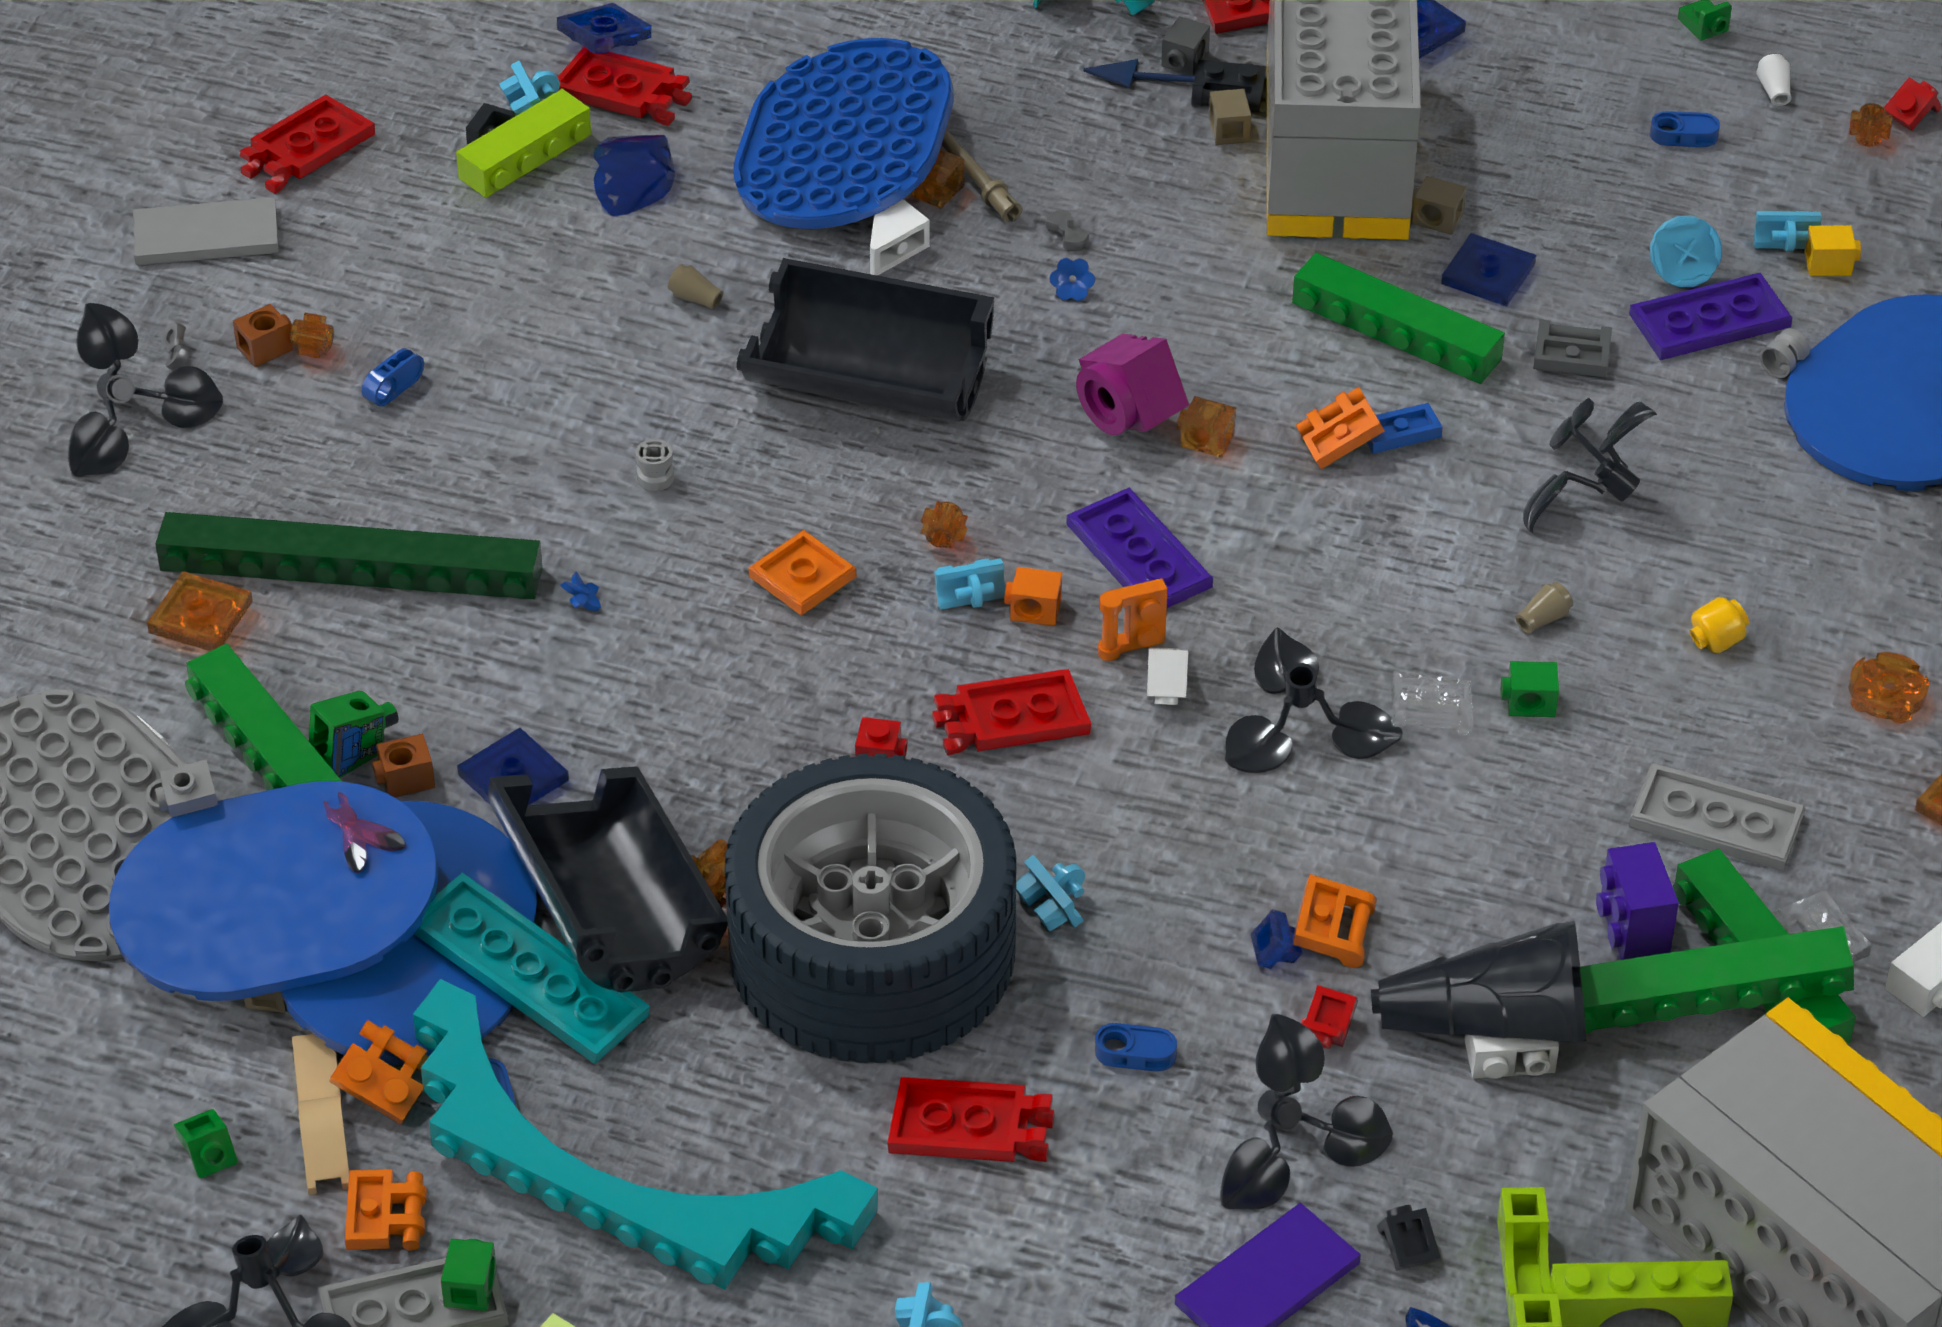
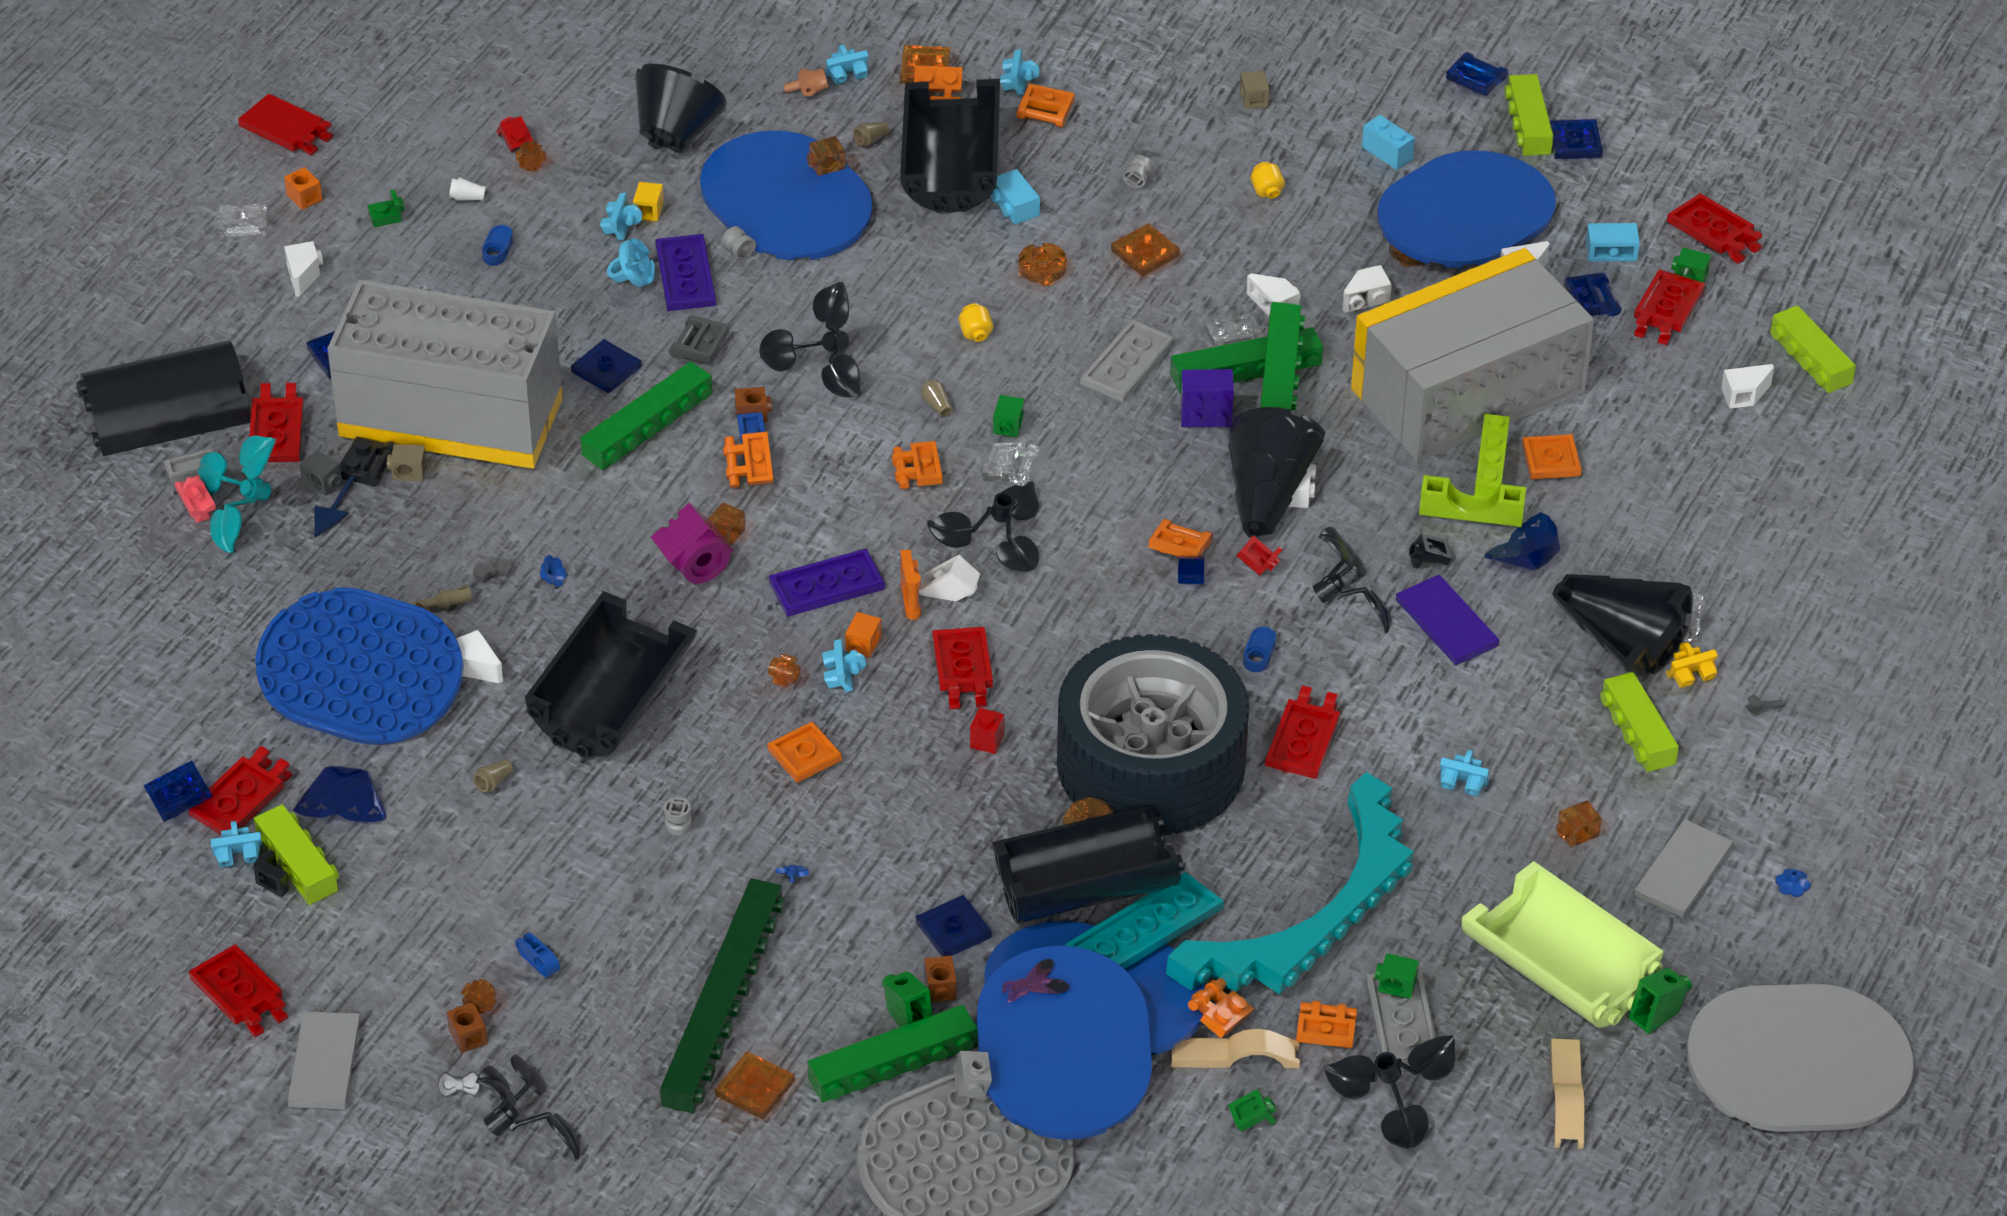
camera: 80 degrees left, 0 degrees up
(1400, 608) = (925, 462): none -> orange plate
(1457, 415) = (752, 401): none -> dark orange brick

